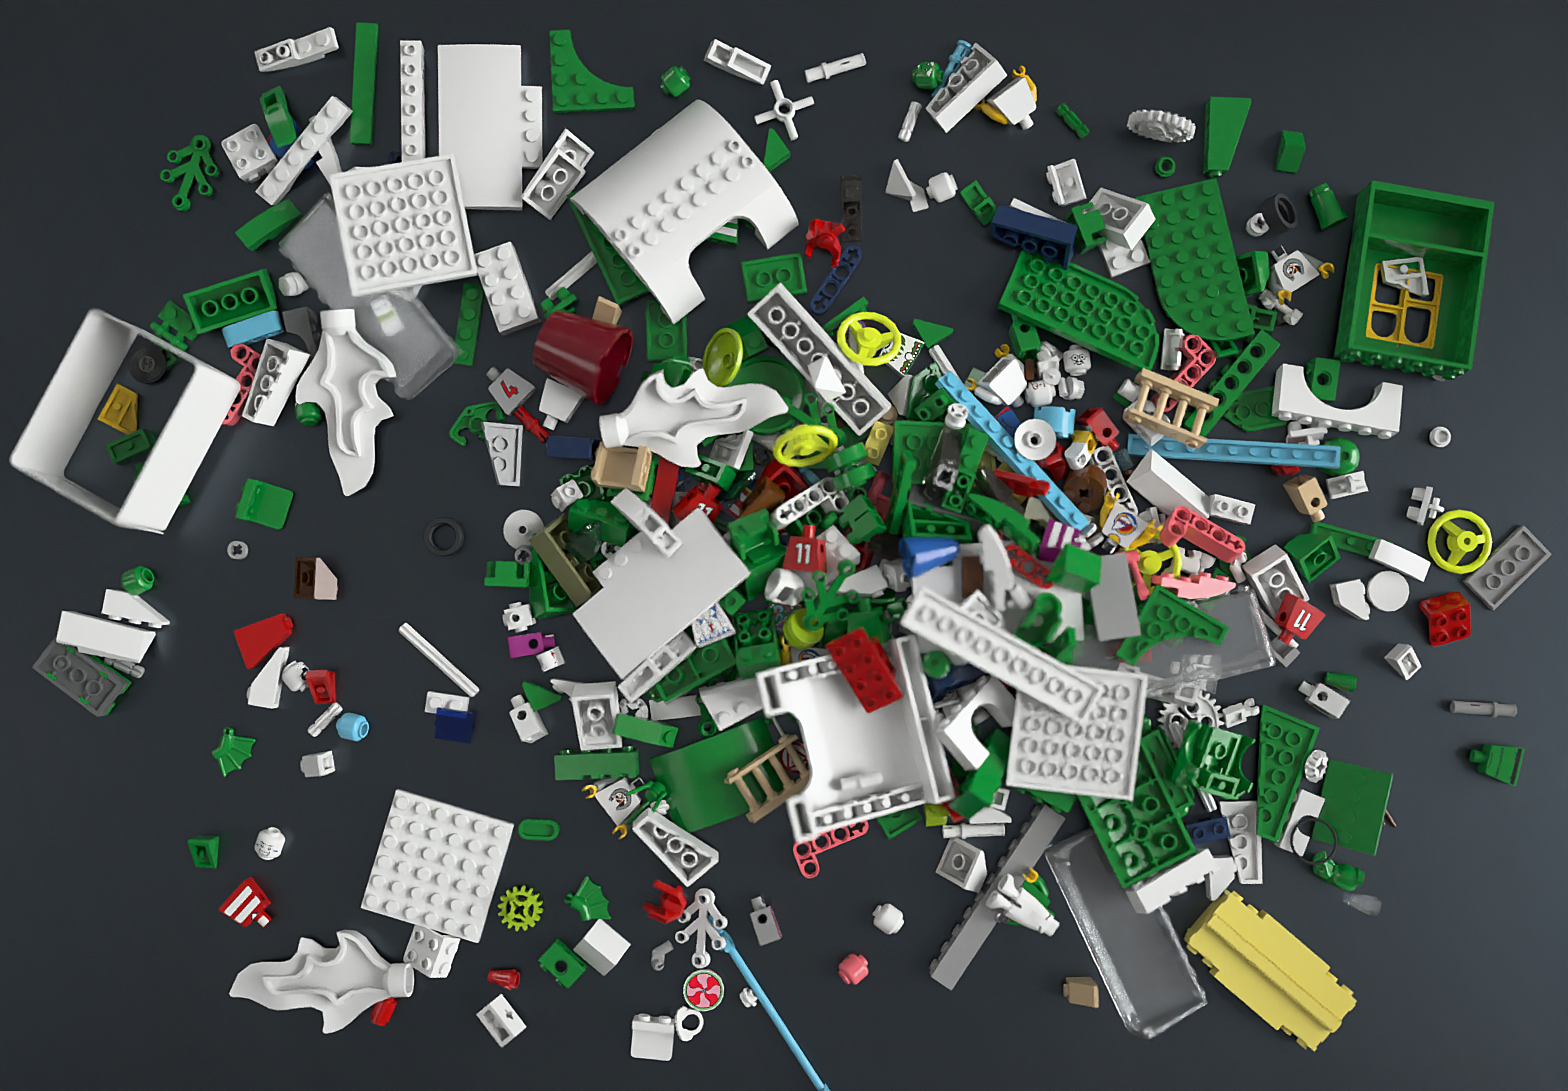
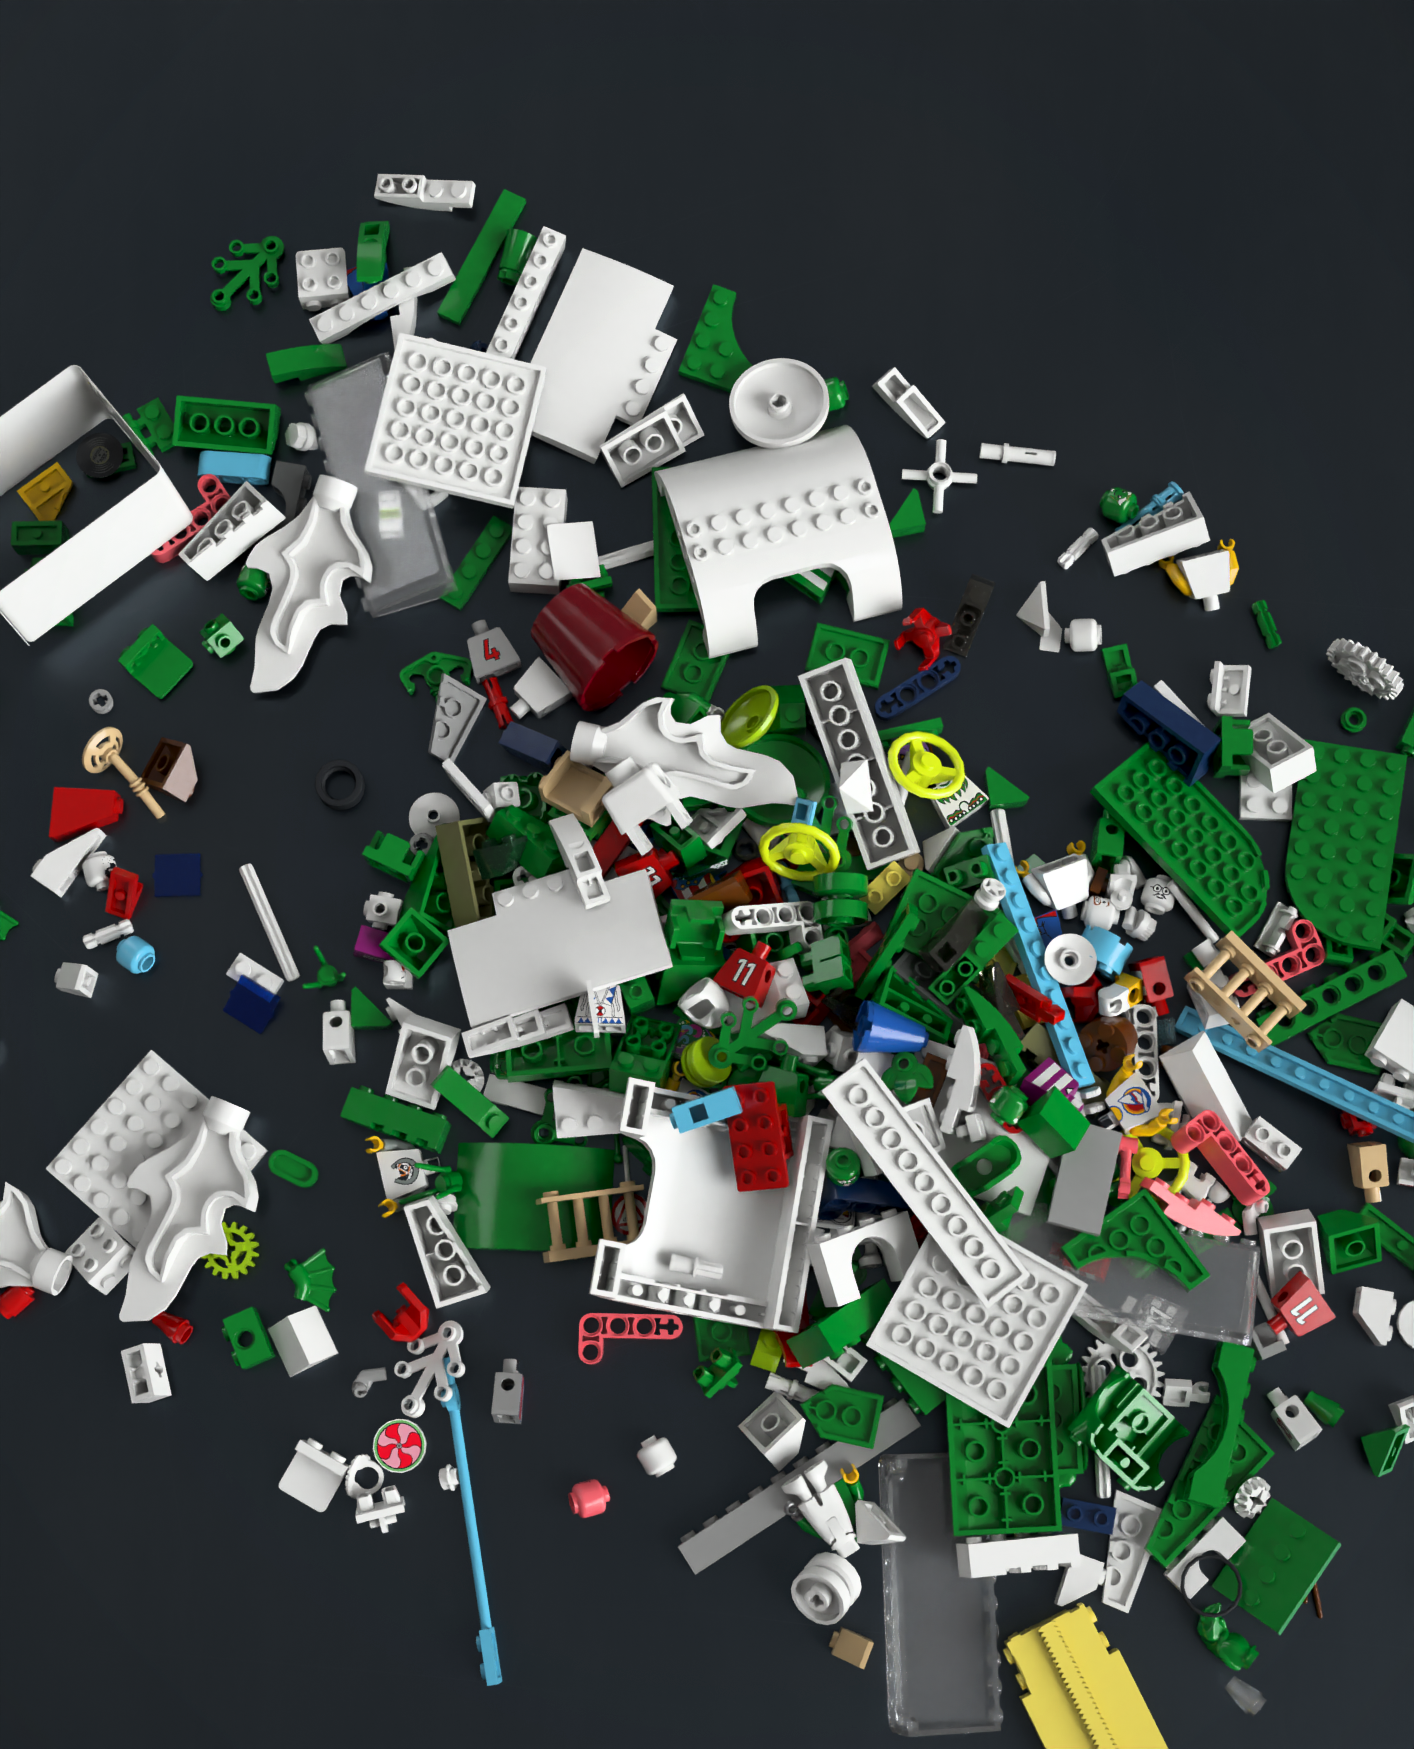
camera: 25 degrees right, 10 degrees down
(264, 589) = (111, 756): none -> tan dish
(303, 464) = (220, 636): none -> green brick
(355, 654) = (177, 875): none -> clear blue piece
(389, 72) = (515, 255): none -> green plant
(474, 884) = (188, 1196): none -> white piece
(498, 681) = (326, 975): none -> green plant
(536, 286) = (573, 550): none -> white sticker
(540, 501) = (469, 790): none -> white tile
(553, 634) = (414, 943): none -> green slope
(640, 105) = (779, 403): none -> white dish
(670, 456) = (641, 796): none -> white piece
(706, 631) = (592, 1008): none -> white piece
(710, 1042) = (382, 1512): none -> white hips
(796, 414) = (804, 811): none -> medium azure slope
(821, 670) = (705, 1110): none -> medium azure brick
(908, 841) = (720, 1373): none -> green hips
(957, 583) = (907, 1080): none -> green plate
(1009, 835) = (845, 1415): none -> green tile
(1038, 571) = (1008, 1105): none -> green head
(1047, 960) = (826, 1588): none -> white wheel
(1063, 902) = (874, 1526): none -> white slope
(1106, 363) = (1192, 911): none -> white bar
(1282, 769) = (1207, 1481): none -> green arch
(1393, 690) = (1384, 1447): none -> green slope

